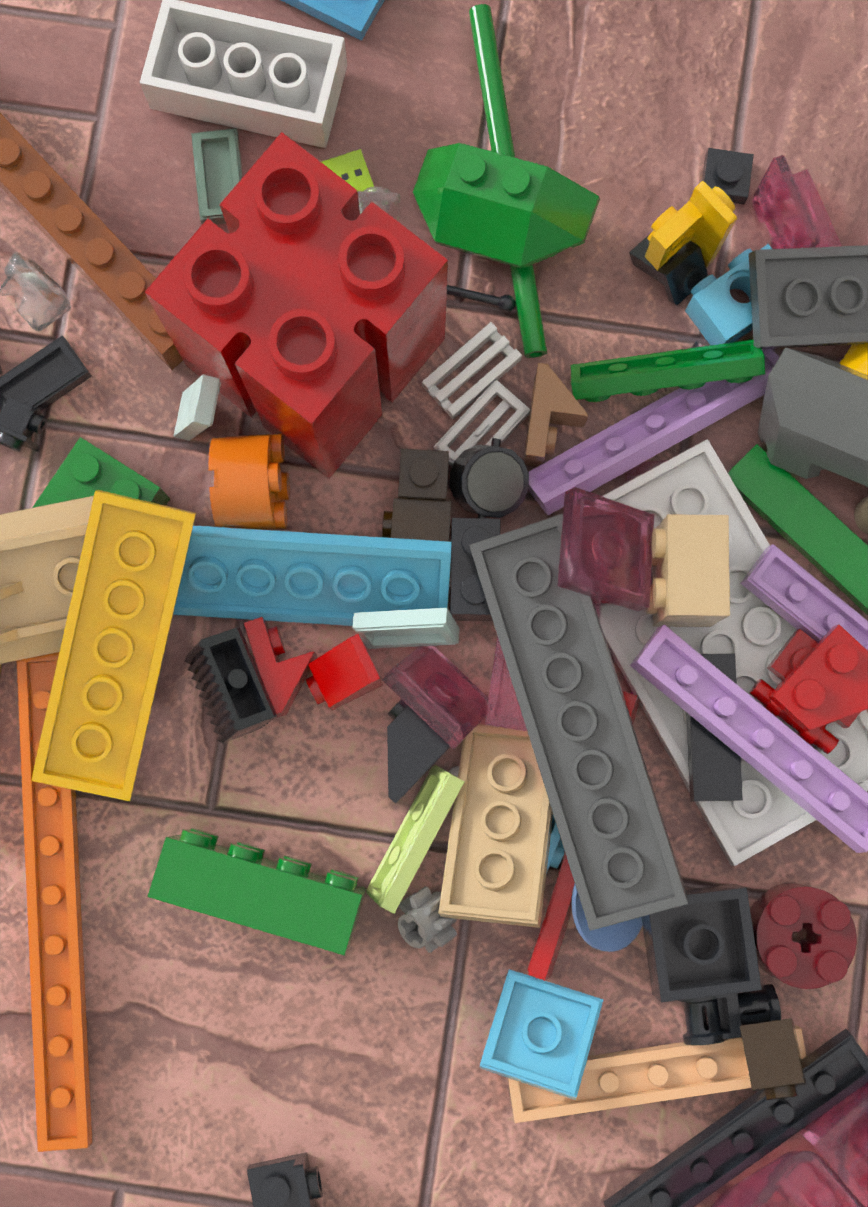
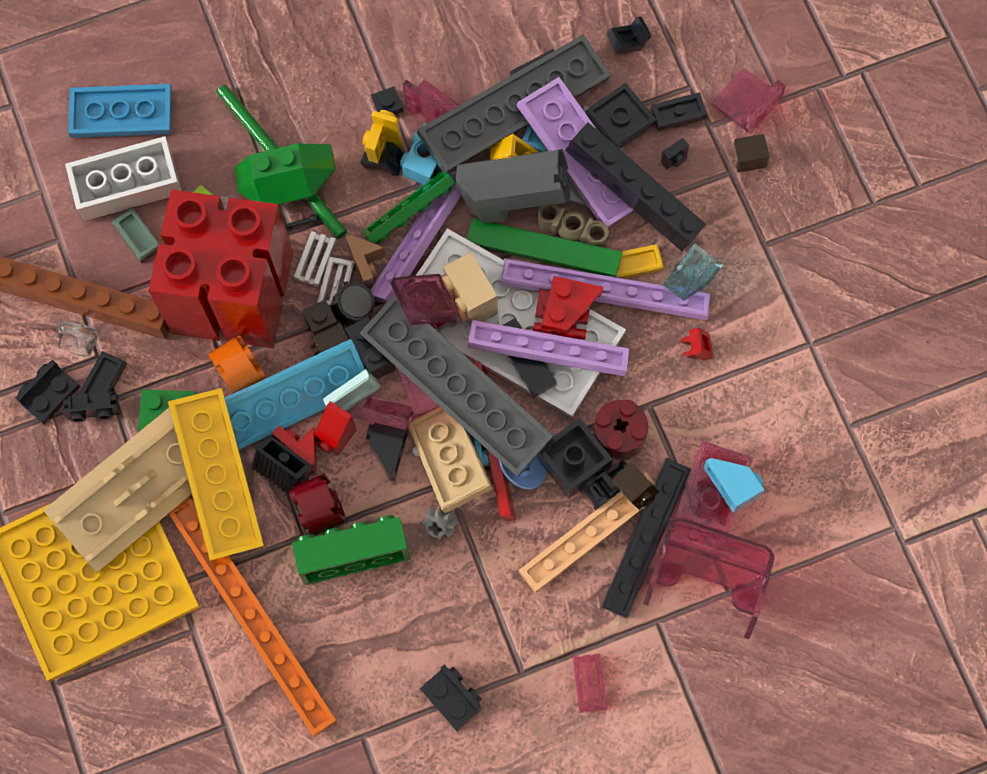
camera: 25 degrees left, 10 degrees down
(197, 407) = (191, 346): light aqua tile -> none
(250, 784) = (318, 504): none -> dark red brick
(414, 838) = (412, 488): yellowish green tile -> none
(541, 1034) = (525, 543): medium azure tile -> none

